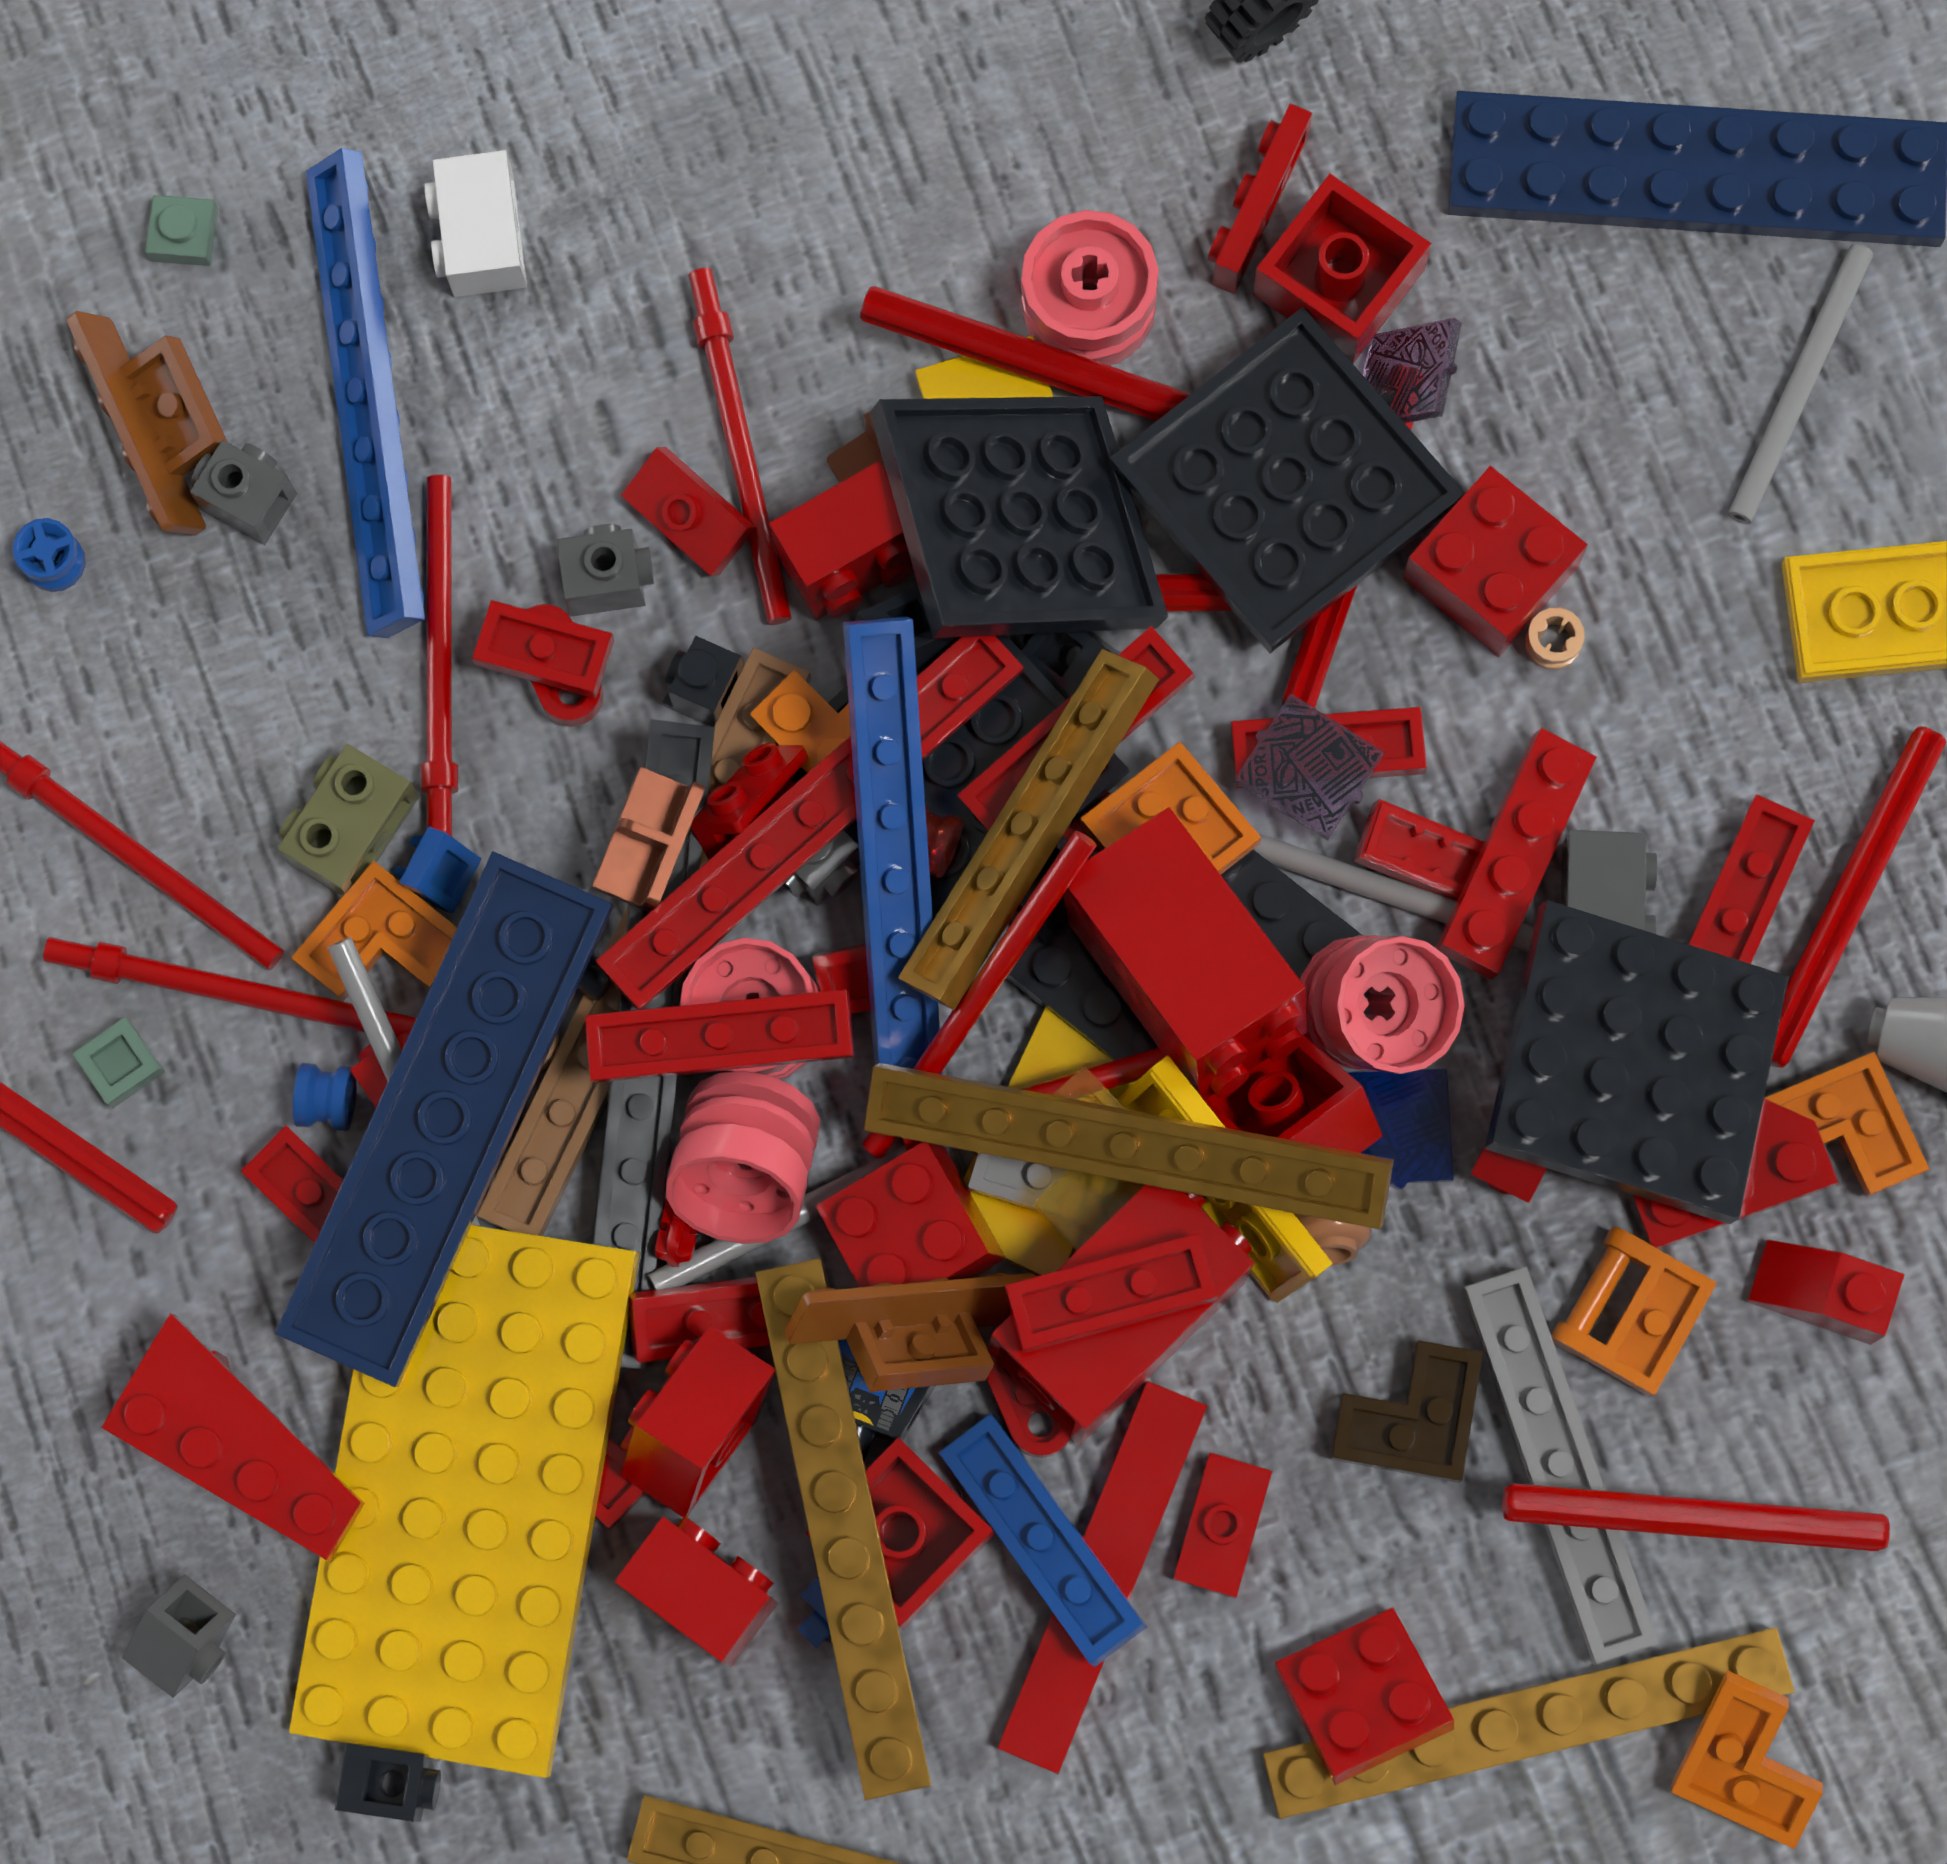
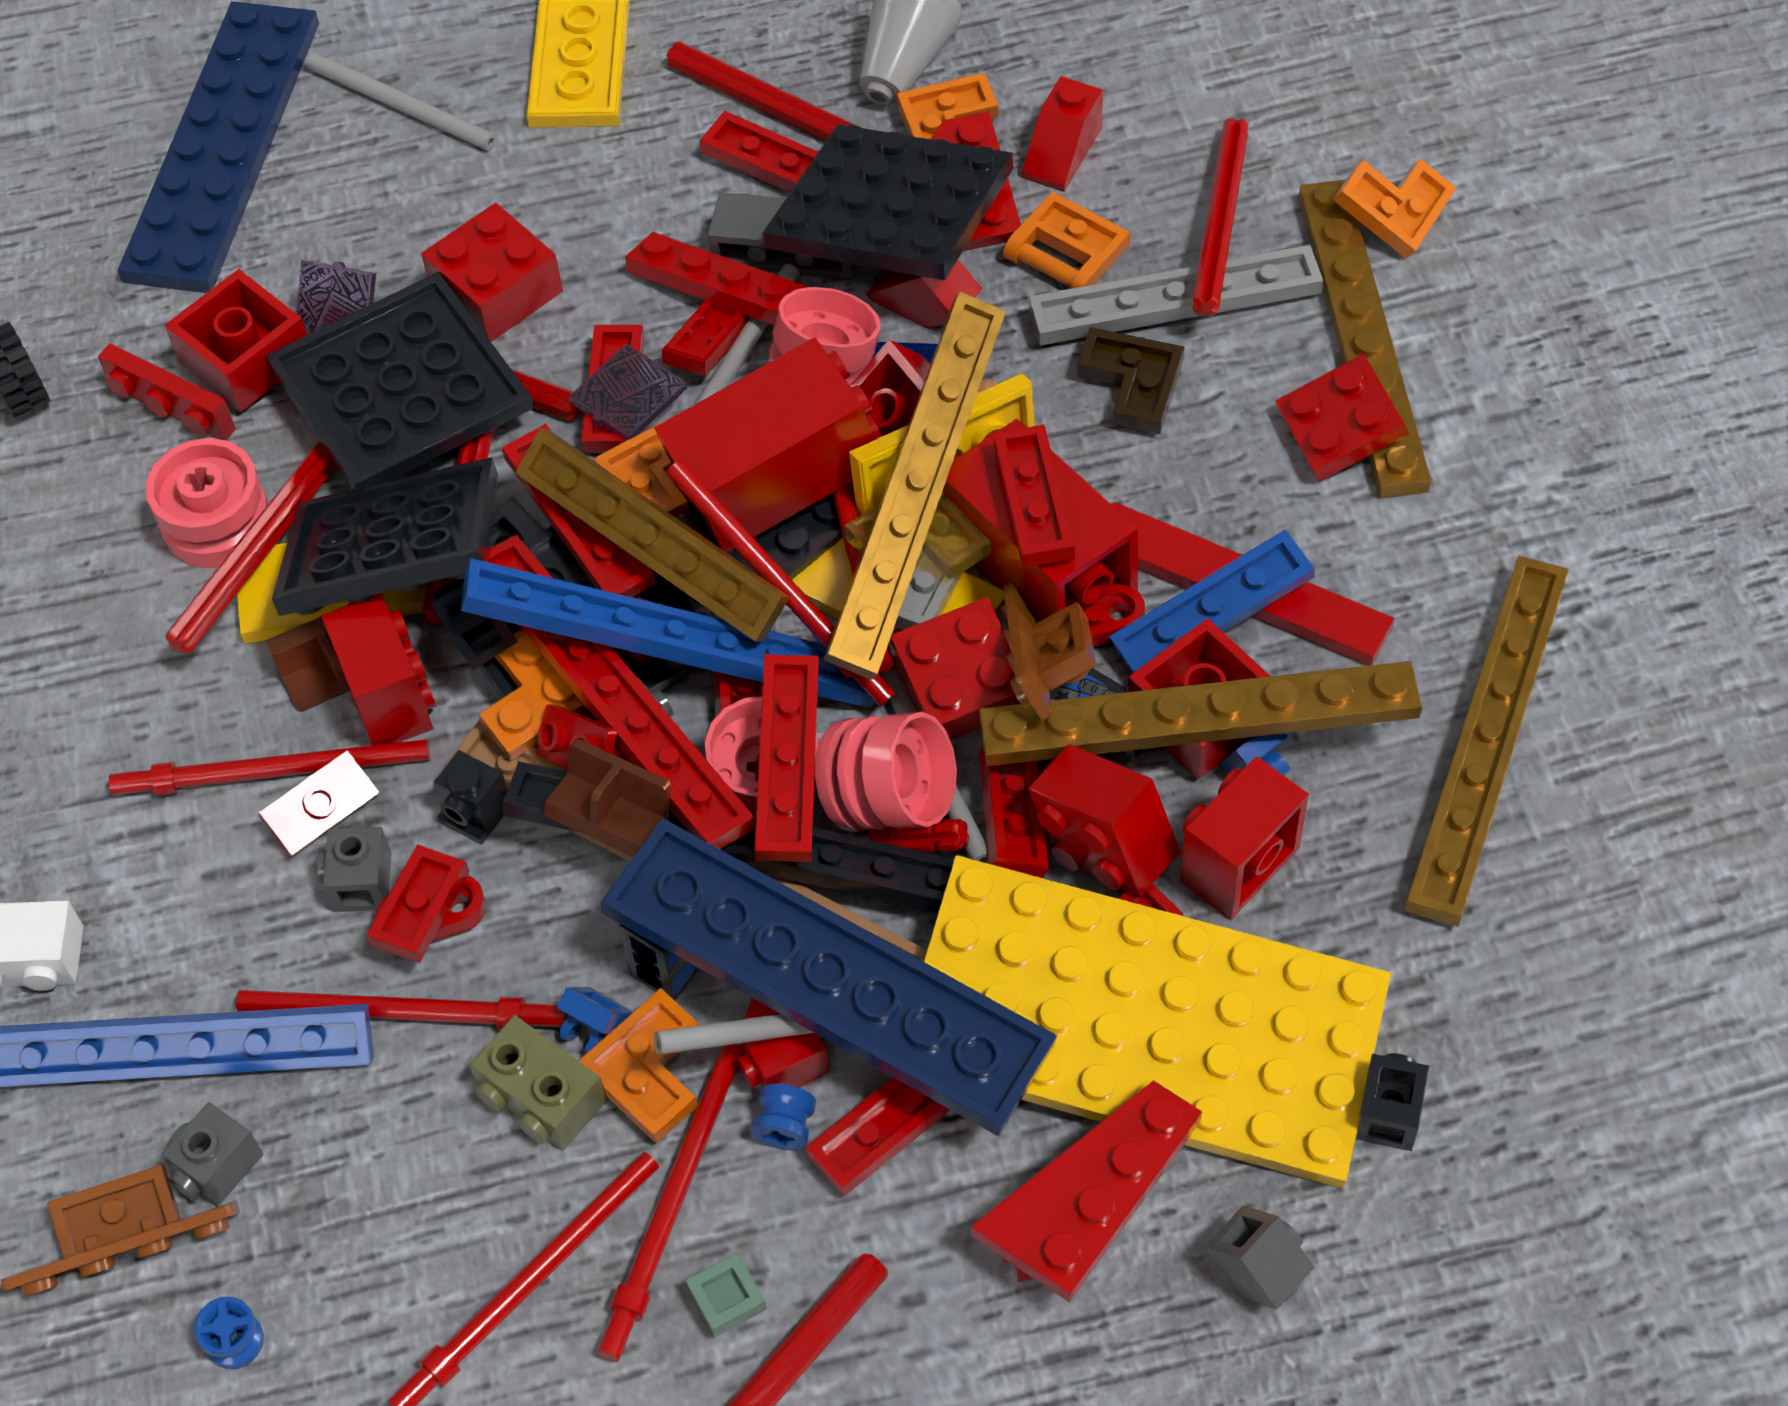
camera: 85 degrees left, 20 degrees down
(1222, 1525) = (1206, 504): red plate -> none
(1566, 621) = (562, 239): light nougat bush -> none

